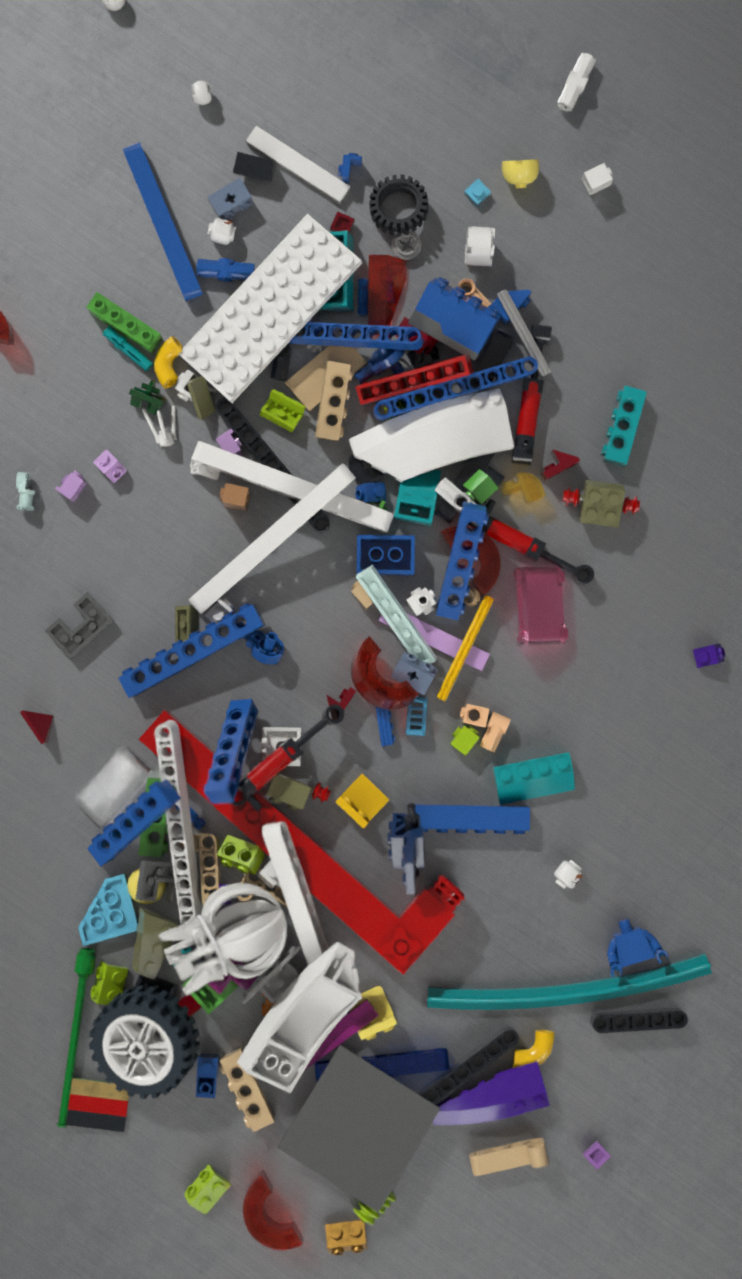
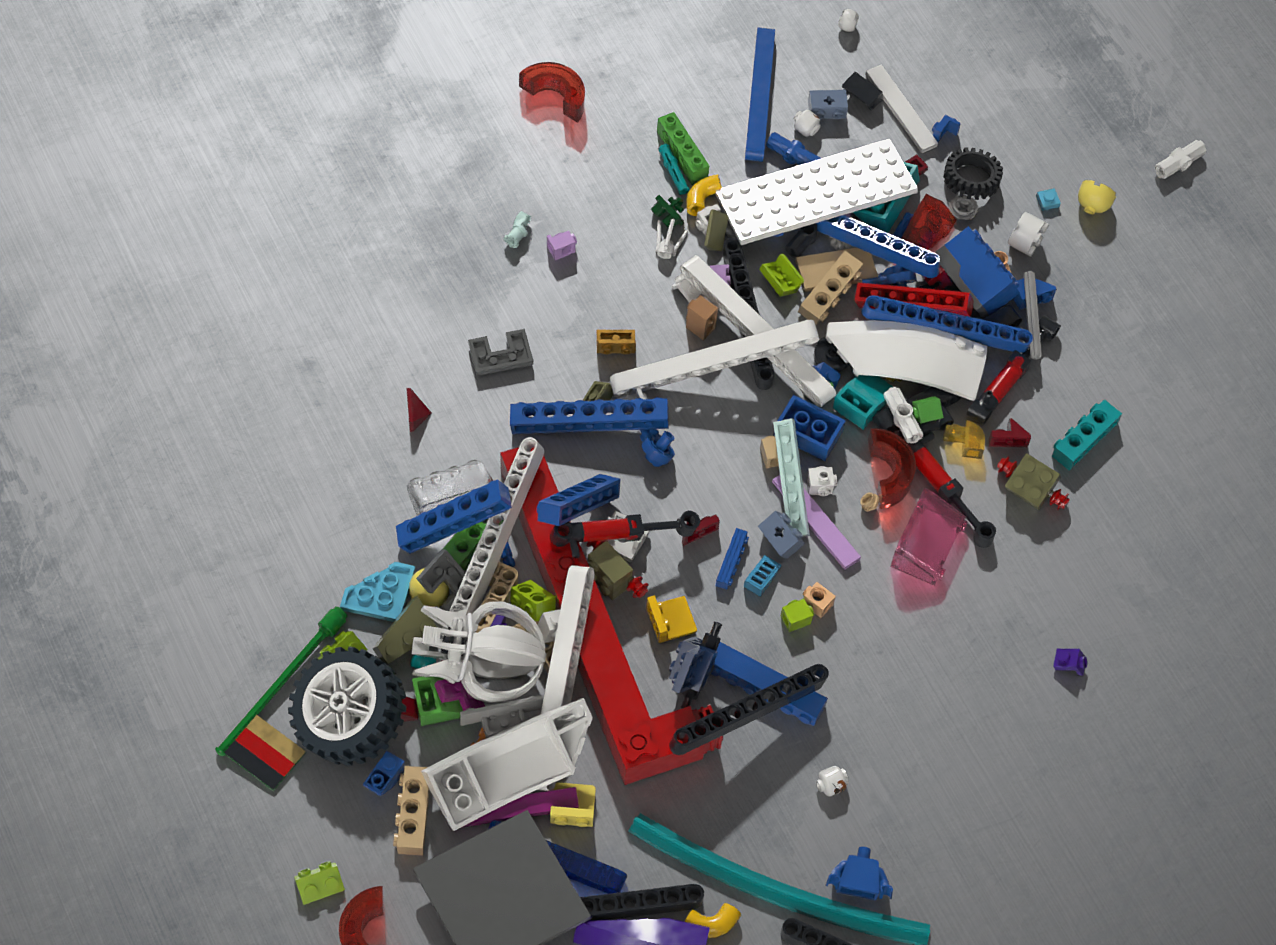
camera: 25 degrees right, 25 degrees down
(110, 466) = (604, 246): lavender bracket -> none
(172, 559) = (616, 341): none -> pearl gold bracket
(372, 685) = (740, 525): clear red brick -> none
(465, 648) = (840, 538): yellow axle -> none
(469, 513) = (904, 416): blue brick -> none
(473, 874) = (743, 714): none -> black beam
(496, 728) = (832, 620): light nougat piece -> none
(534, 778) = (851, 679): teal slope -> none
(597, 178) = (1161, 235): white brick -> none

